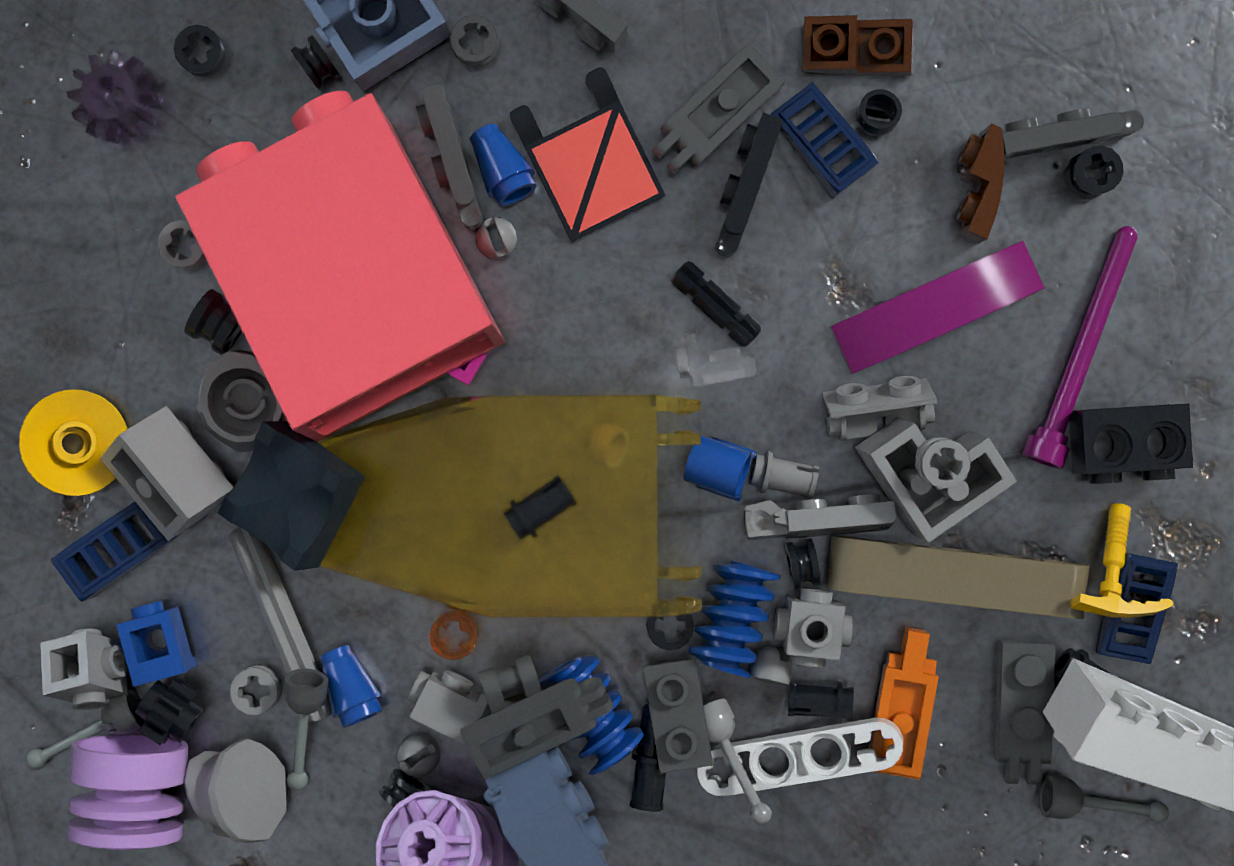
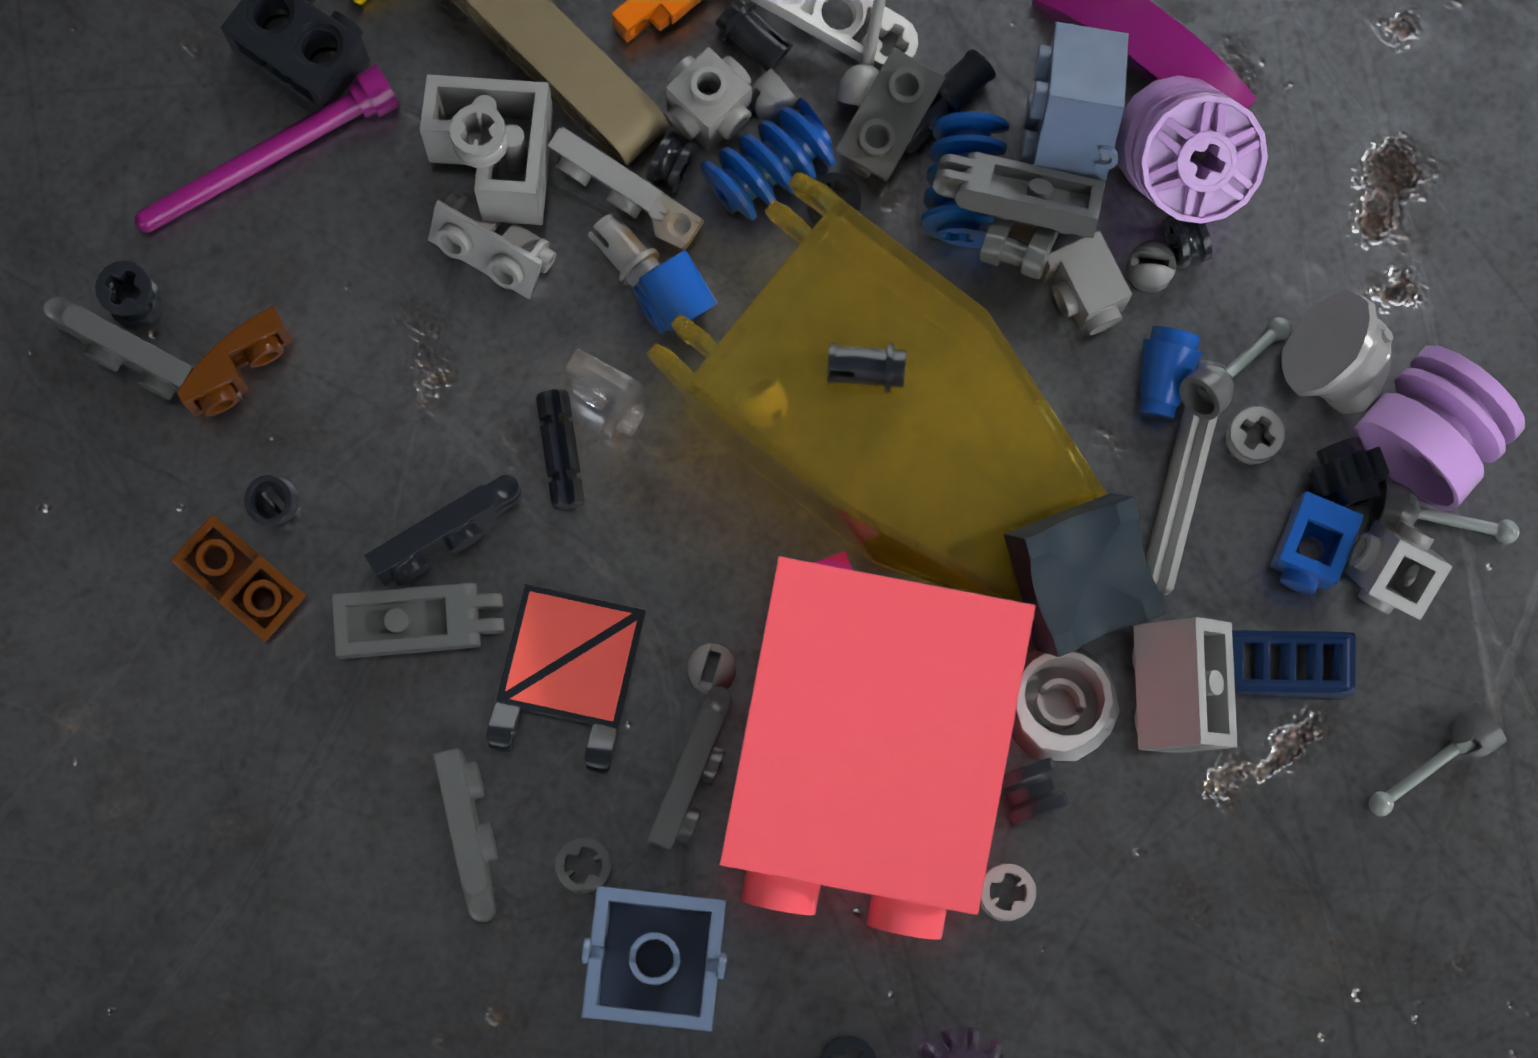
camera: 145 degrees left, 10 degrees down
(75, 413) = (1222, 776): yellow dish -> none
(315, 62) = (748, 963): black bush -> none
(441, 645) = (1054, 345): clear orange bush -> none
(502, 167) = (652, 727): blue cone -> none
(852, 143) = (318, 492): dark blue slope -> none
(937, 307) = (366, 287): magenta slope -> none

